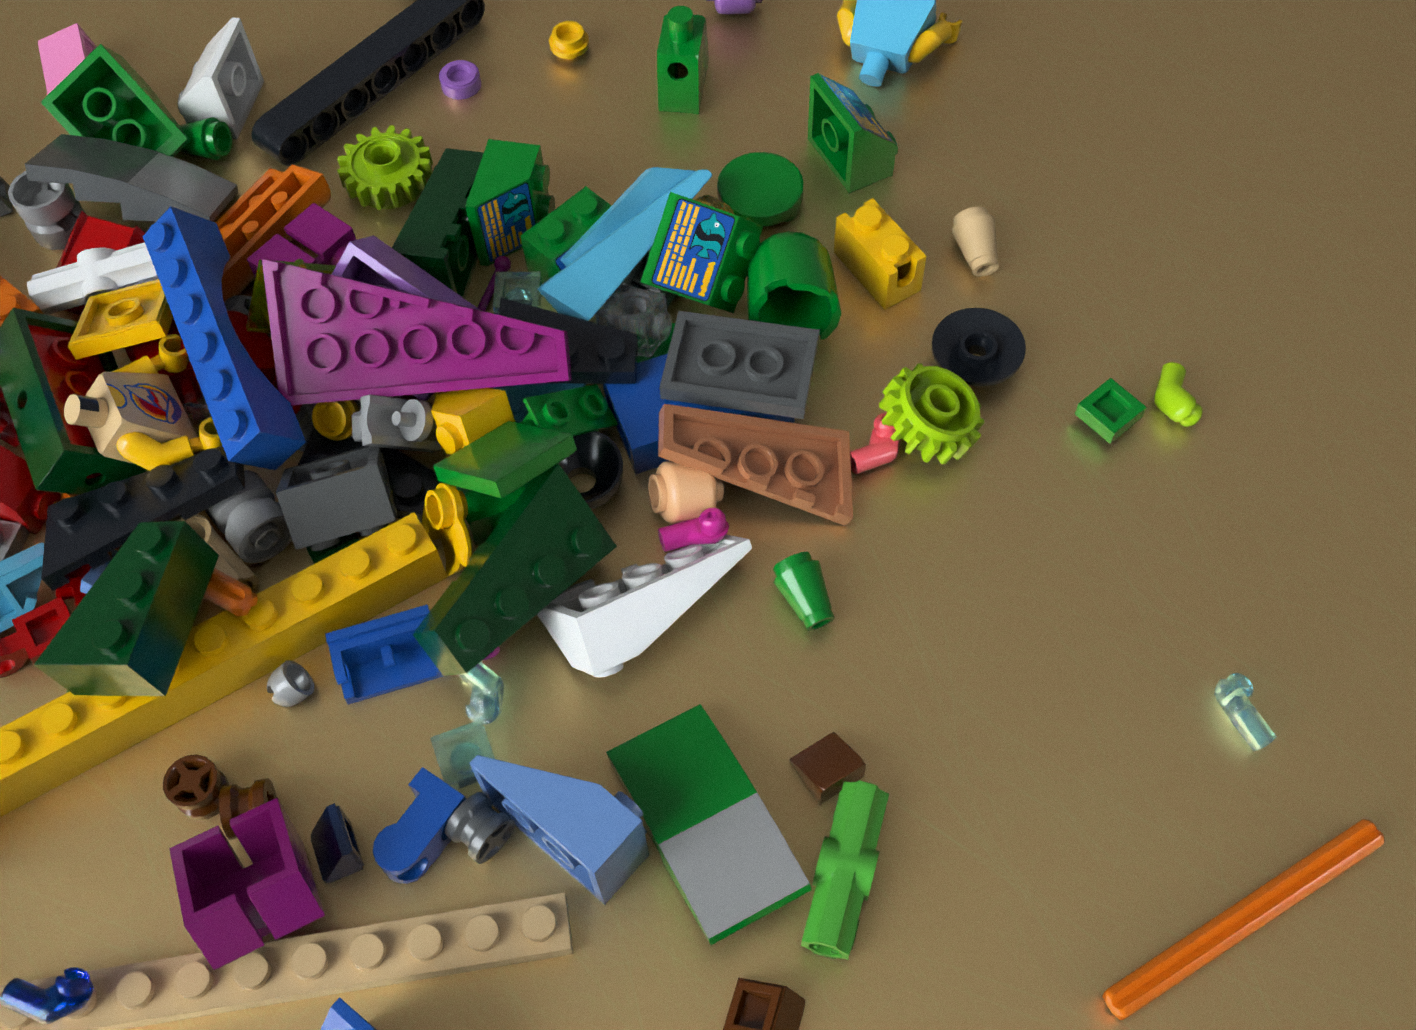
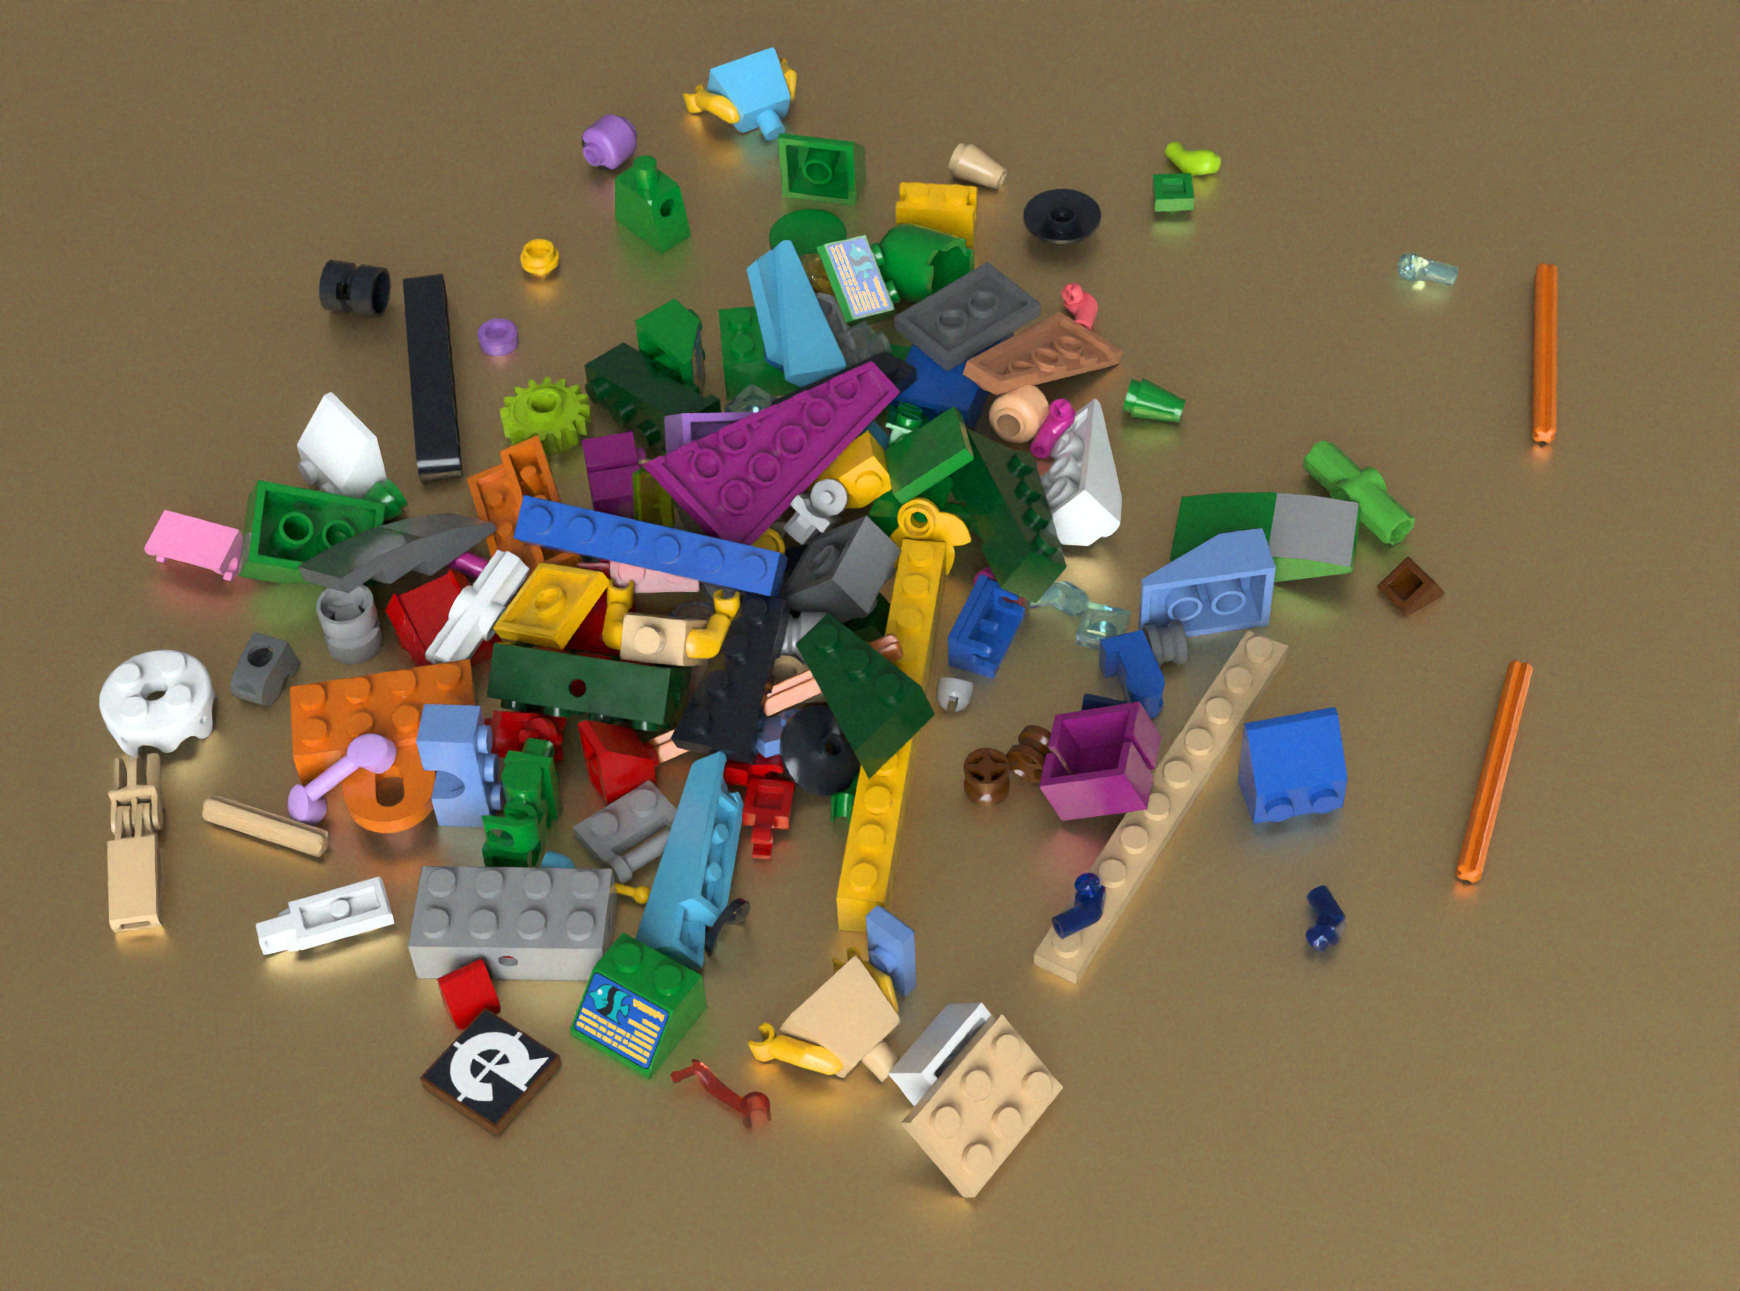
camera: 50 degrees left, 10 degrees down
(827, 766) = (1282, 465): reddish brown slope -> none
(932, 412) = (1090, 263): lime gear -> none

